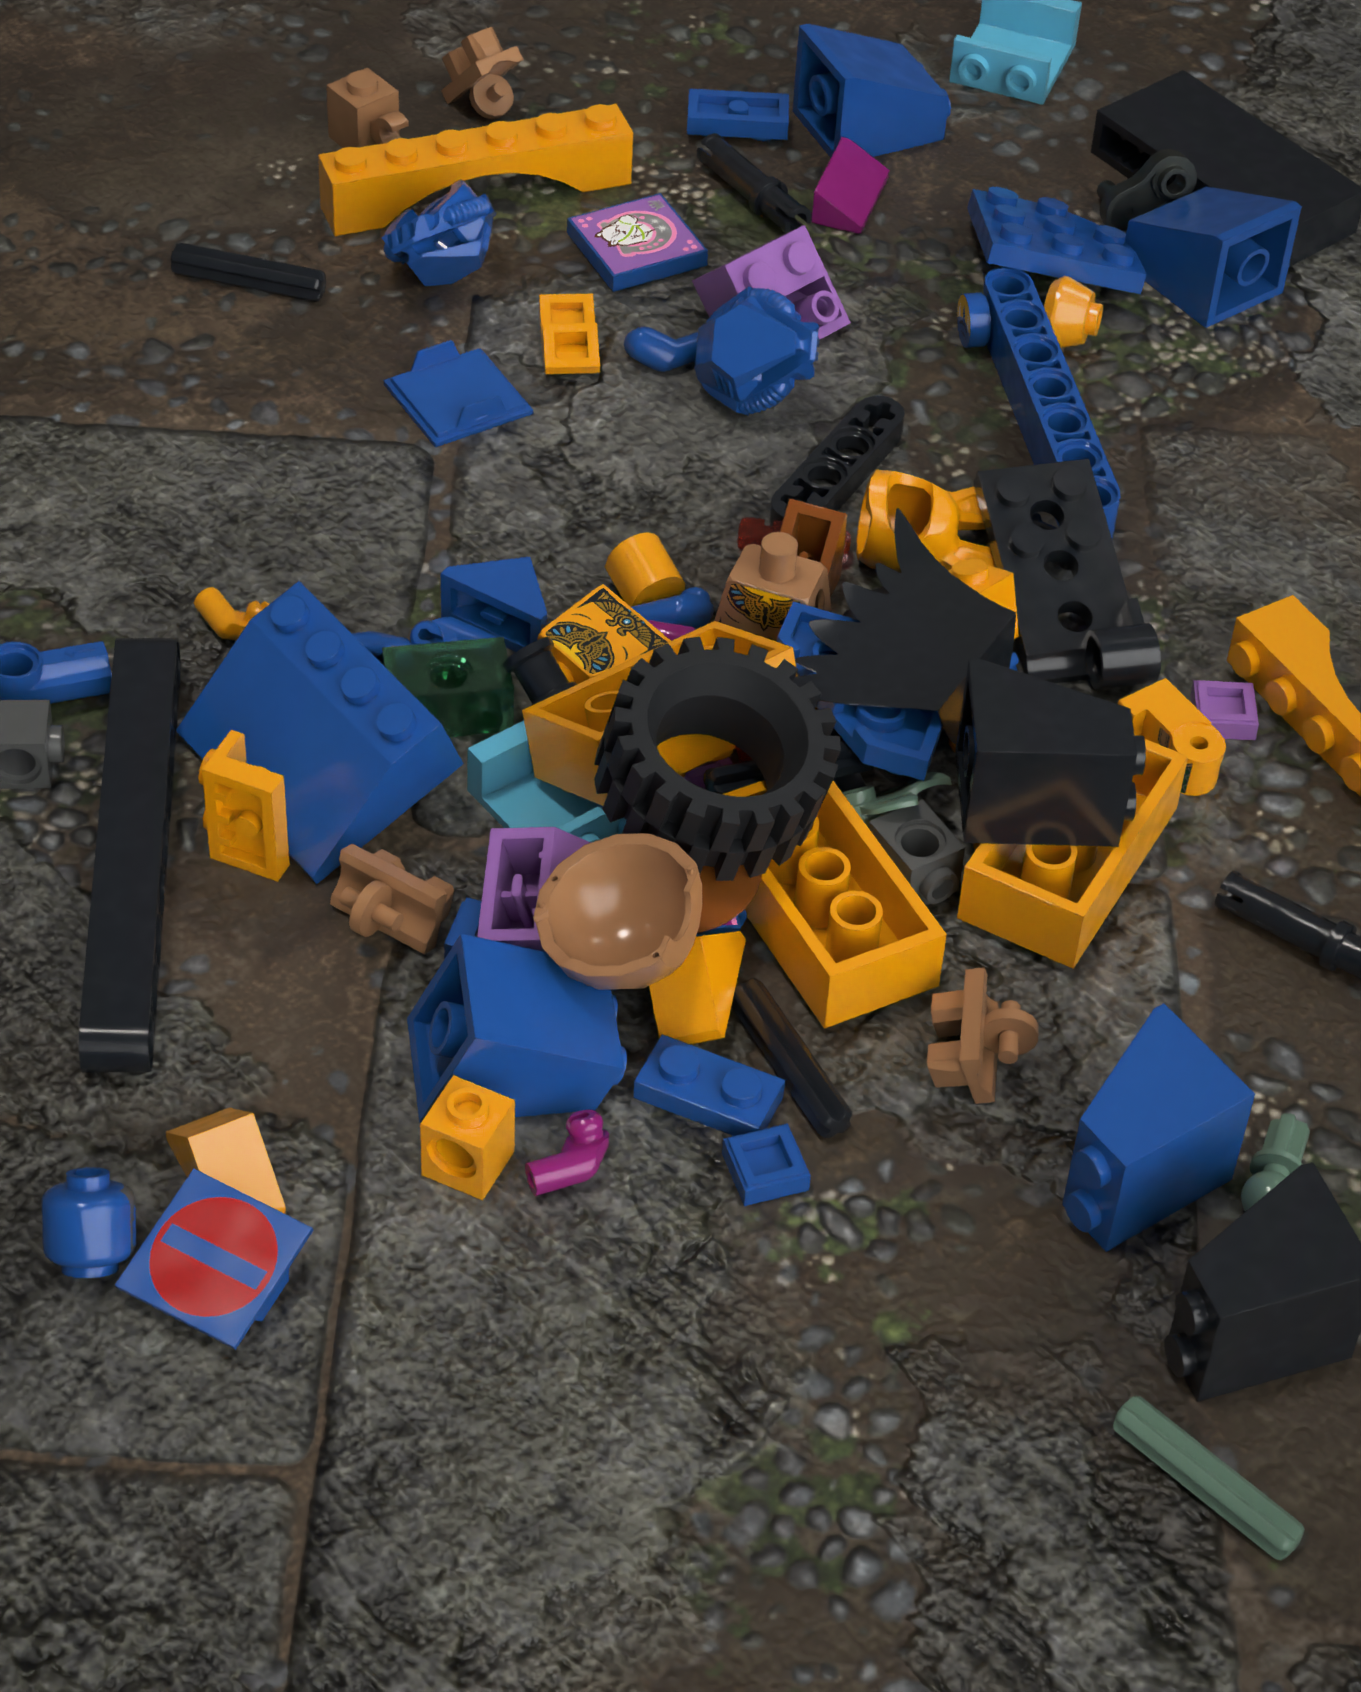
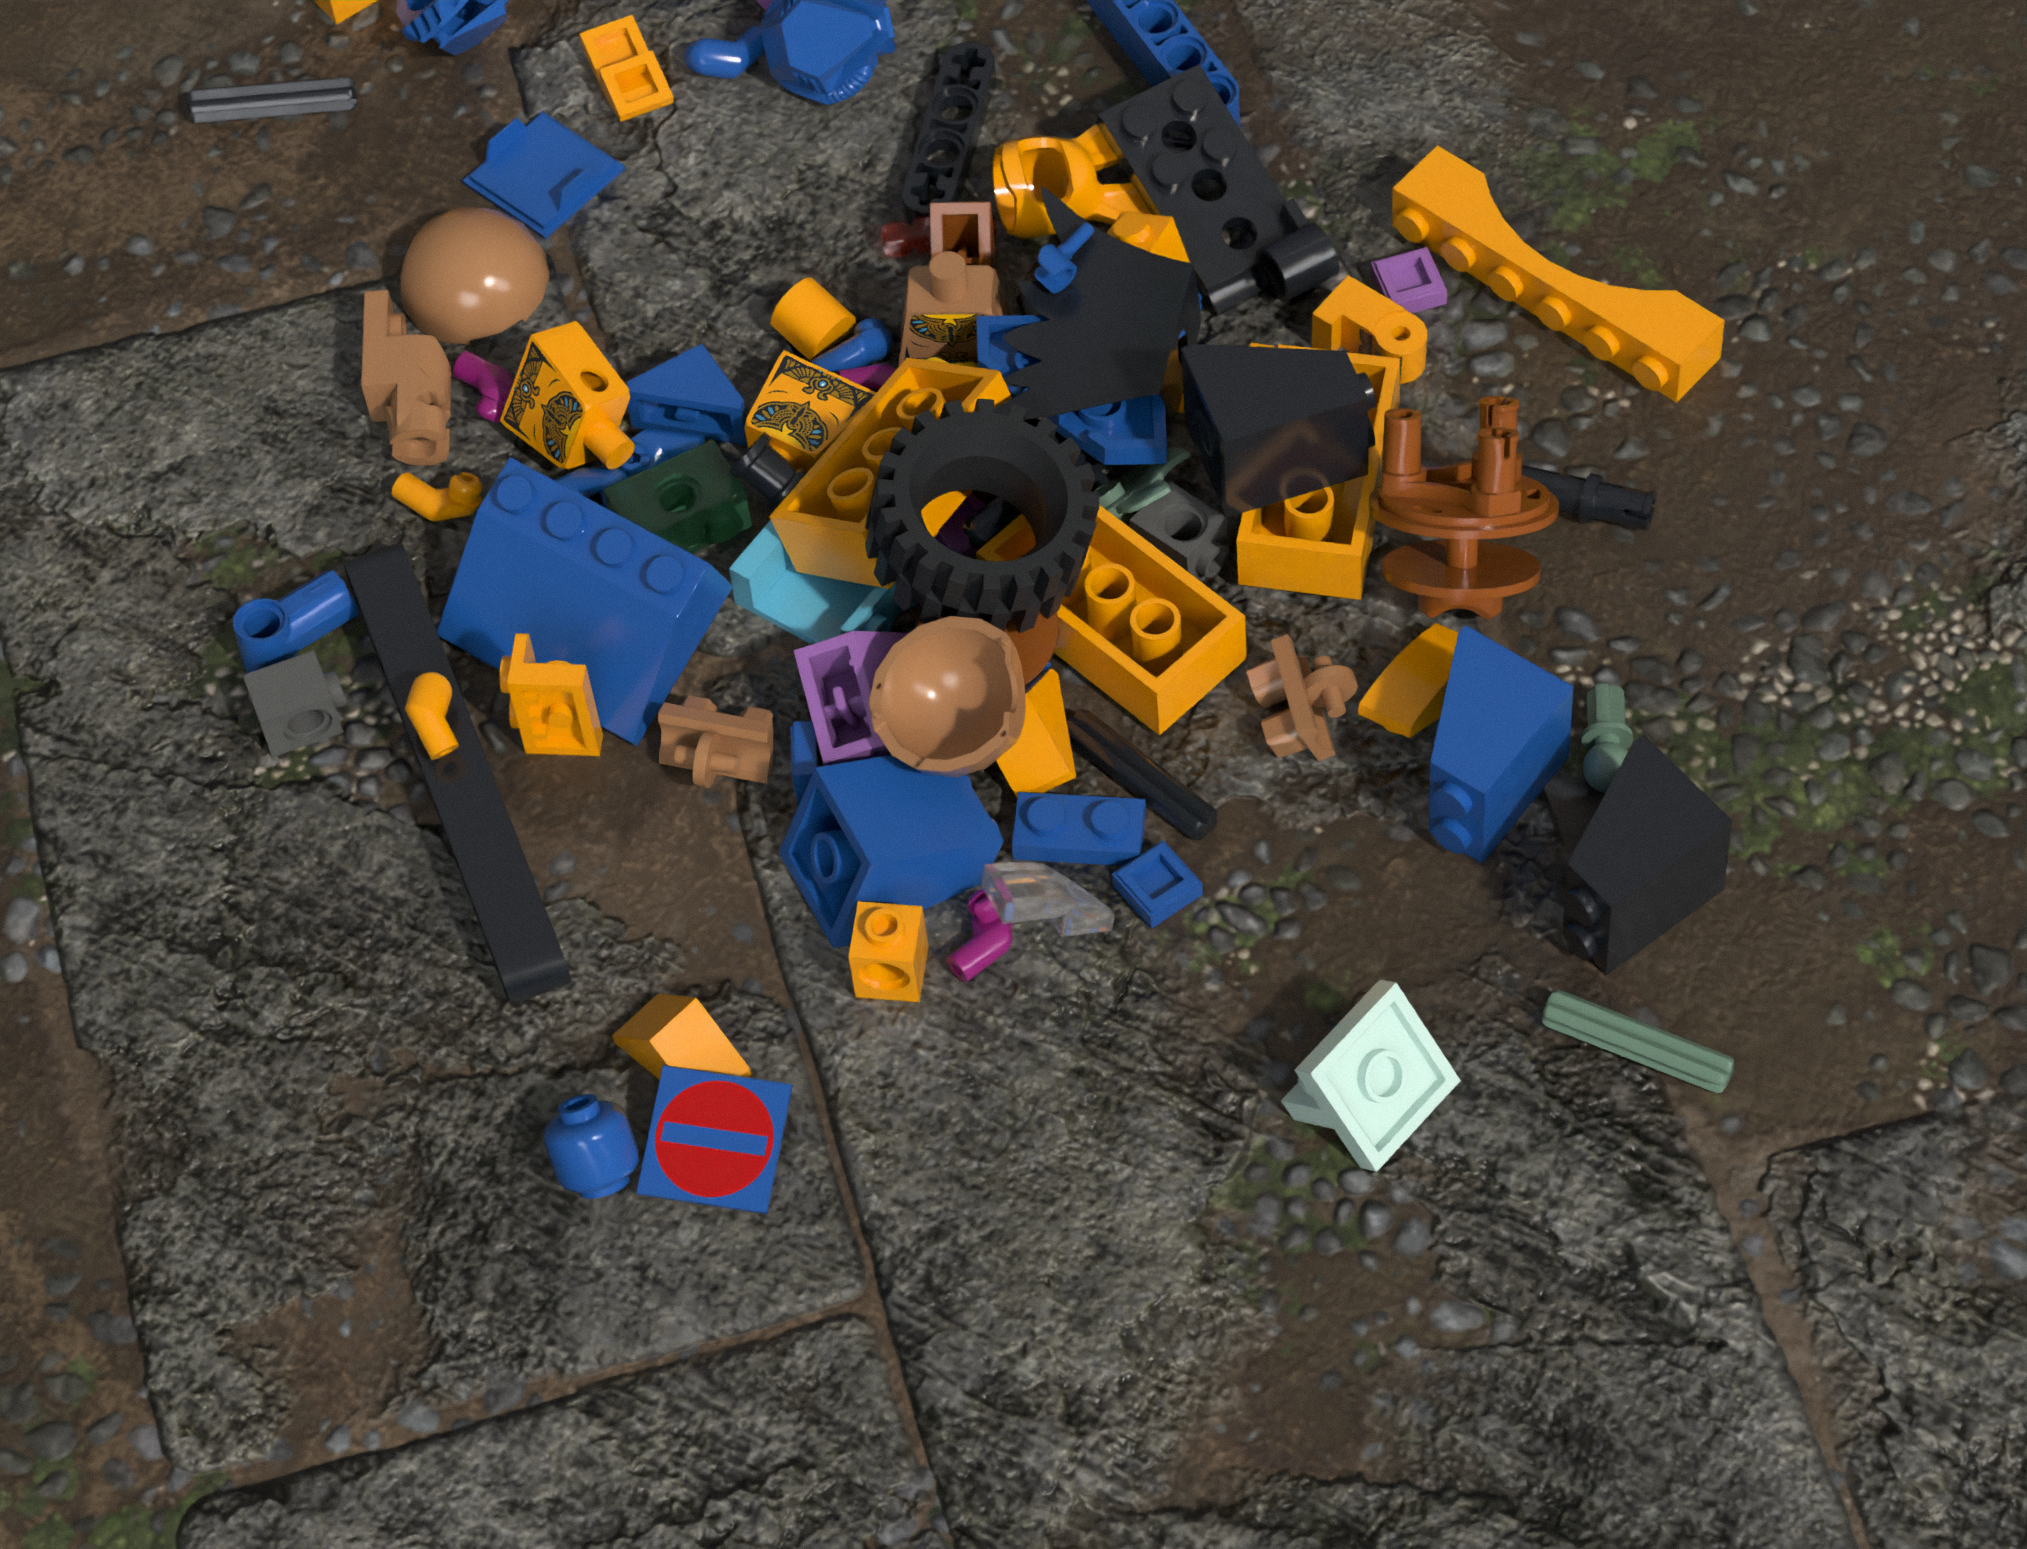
camera: 10 degrees left, 10 degrees up
(121, 777) = (427, 711): none -> light orange arm
(248, 516) = (405, 383): none -> medium nougat plate
(330, 542) = (490, 379): none -> magenta arm
(353, 449) = (472, 275): none -> medium nougat cylinder
(385, 564) = (569, 400): none -> light orange torso
(642, 1129) = (1039, 892): none -> clear slope
(885, 574) = (1056, 268): none -> blue hand
(910, 1416) = (1373, 1077): none -> light aqua bracket
(1086, 1057) = (1413, 684): none -> light orange slope
(1205, 896) = (1462, 504): none -> dark orange piece

